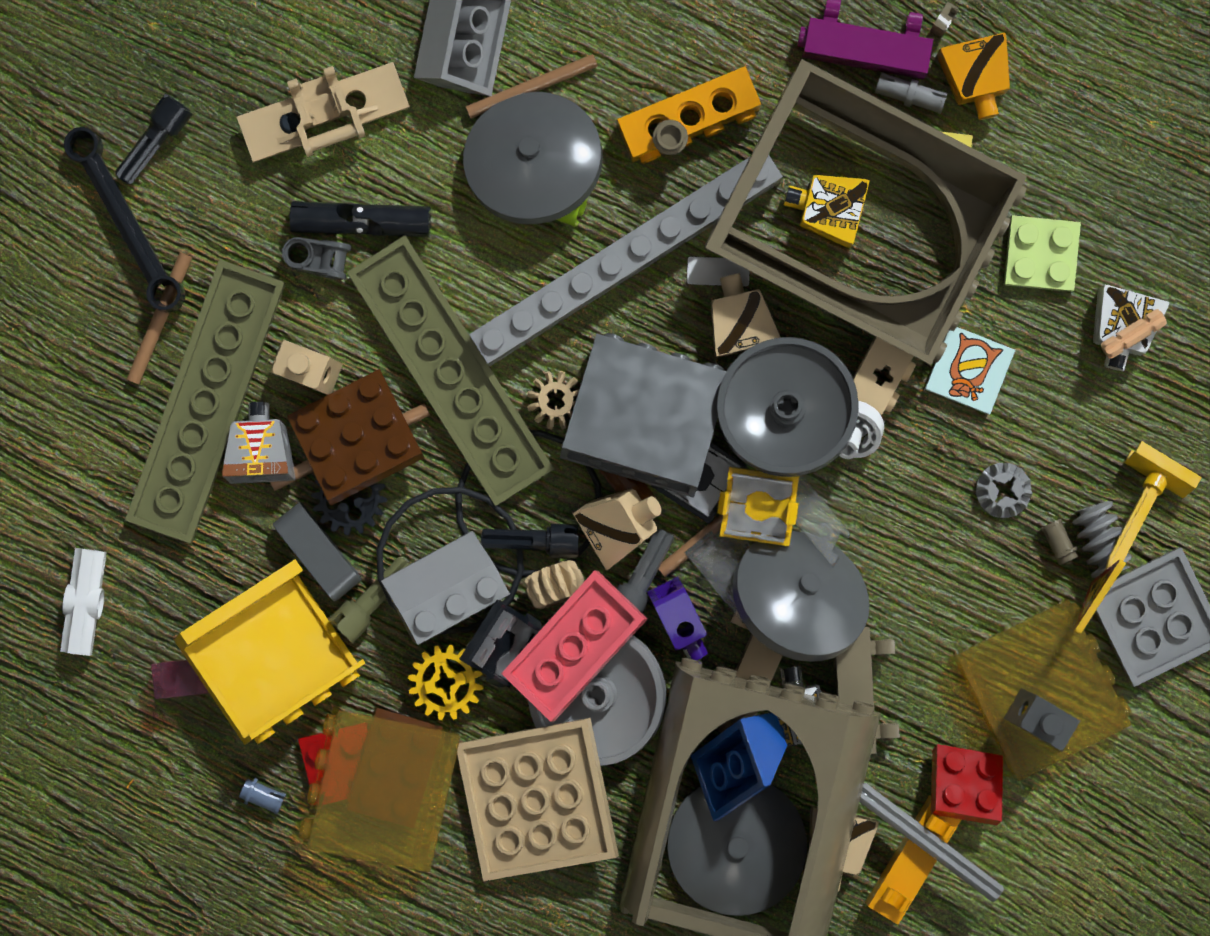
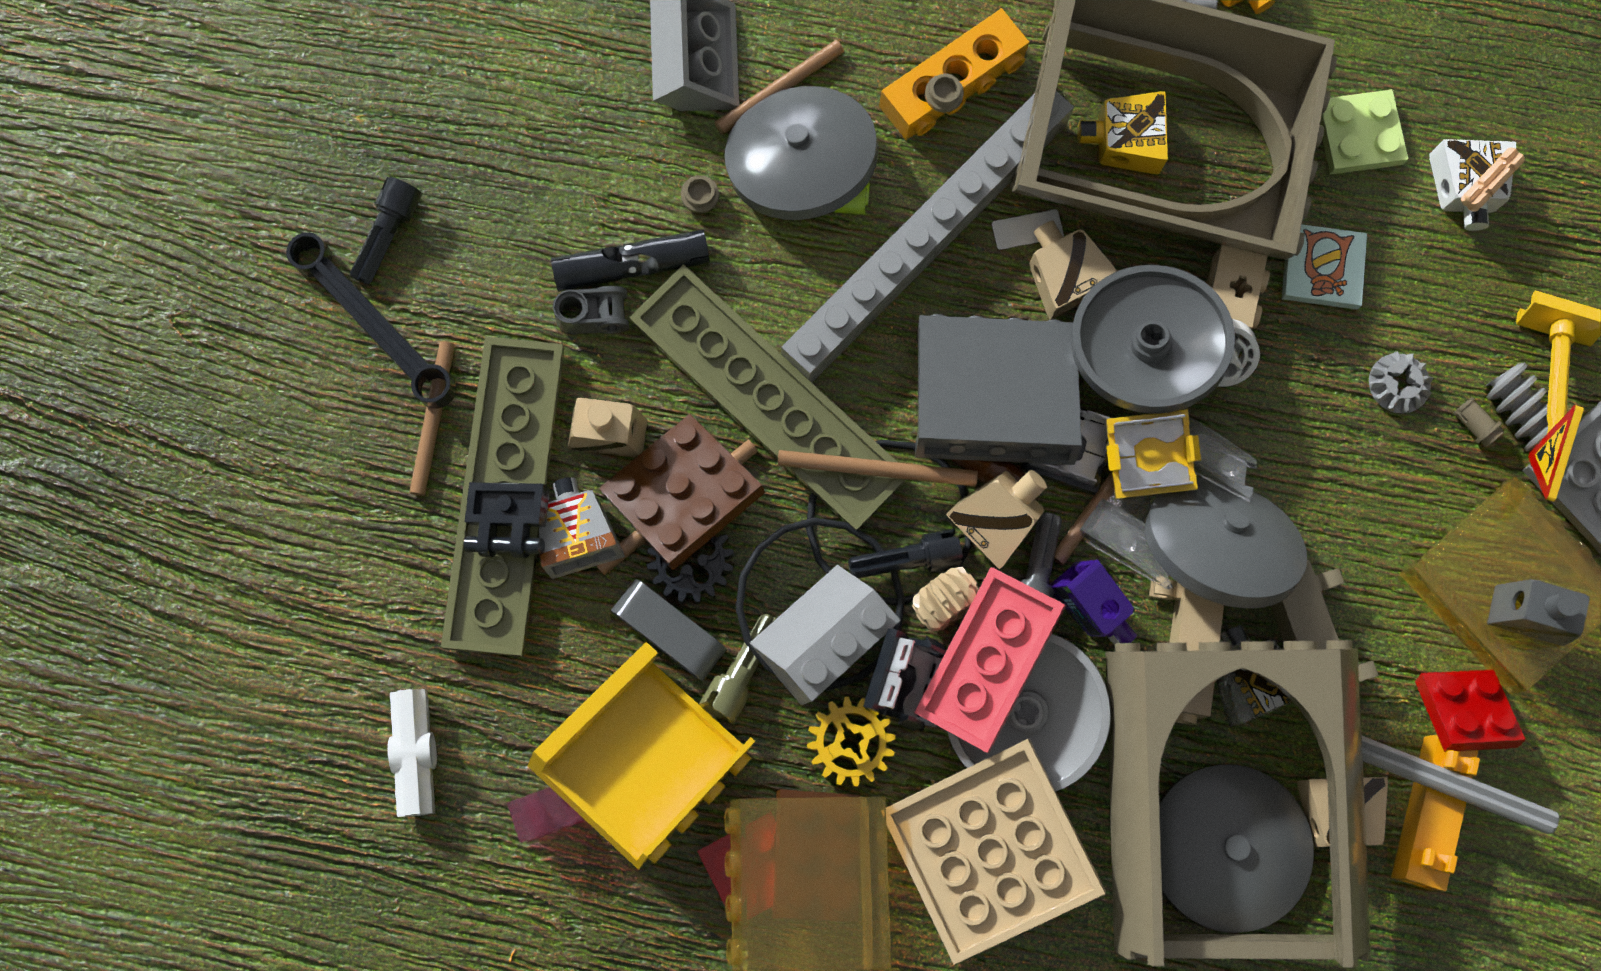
camera: 20 degrees left, 10 degrees down
(204, 416) = (506, 505): none -> black plate
(261, 796) = (670, 929): sand blue pin -> none
(317, 102) = (557, 150): tan piece -> none
(436, 171) = (700, 194): none -> dark tan plate
(525, 458) = (877, 468): none -> medium nougat piece
(543, 400) = (876, 400): tan gear -> none
(739, 762) = (1220, 744): blue slope -> none

